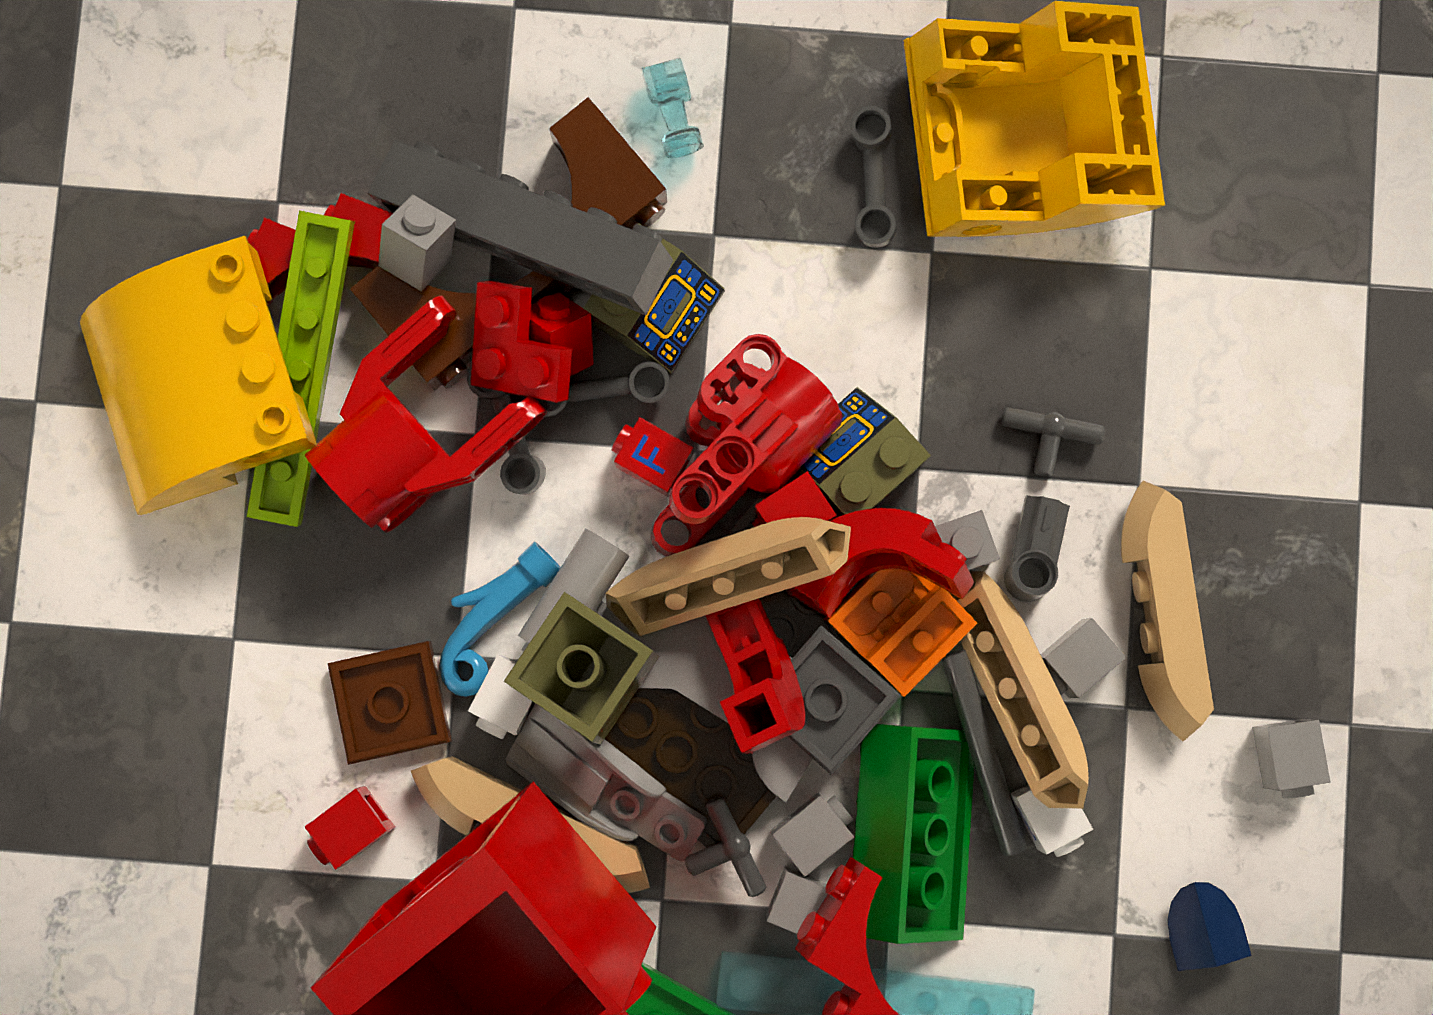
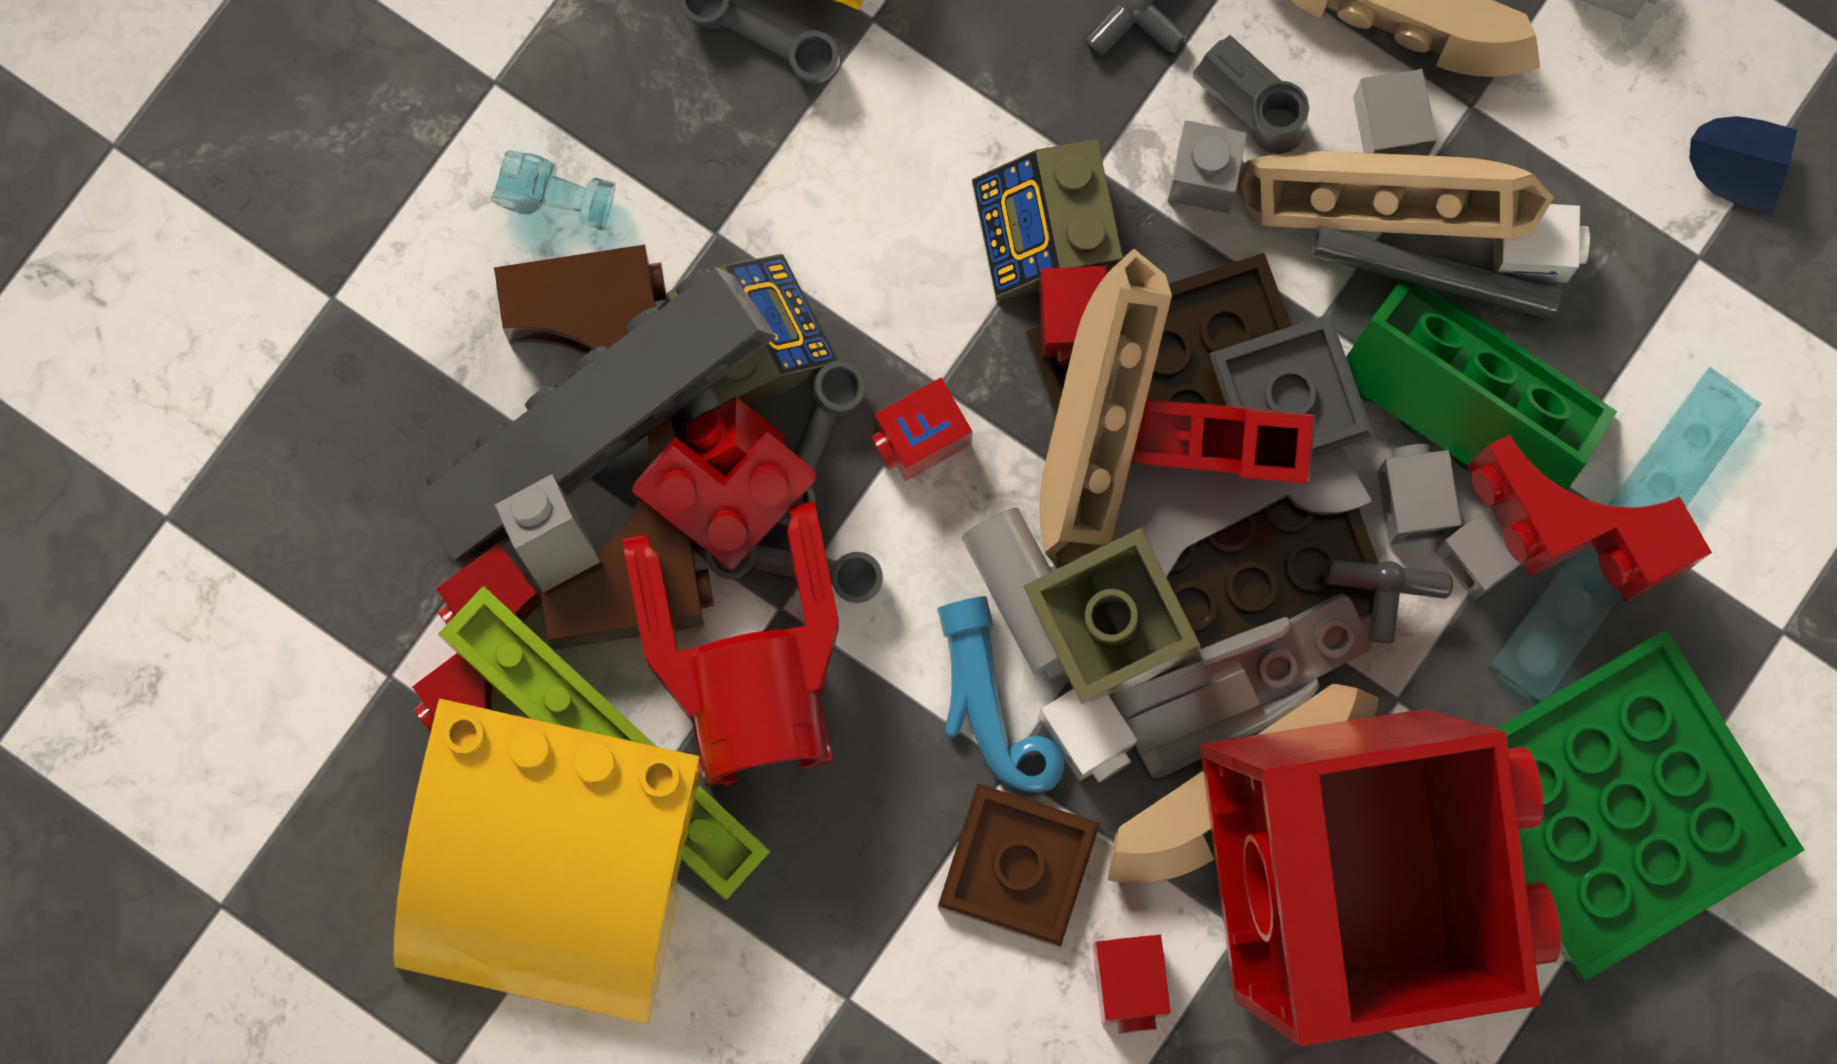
camera: 60 degrees left, 5 degrees down
(760, 439) = (969, 311): red piece -> none
(887, 541) = (1167, 225): red arch -> none
(900, 625) = (1249, 272): orange slope -> none

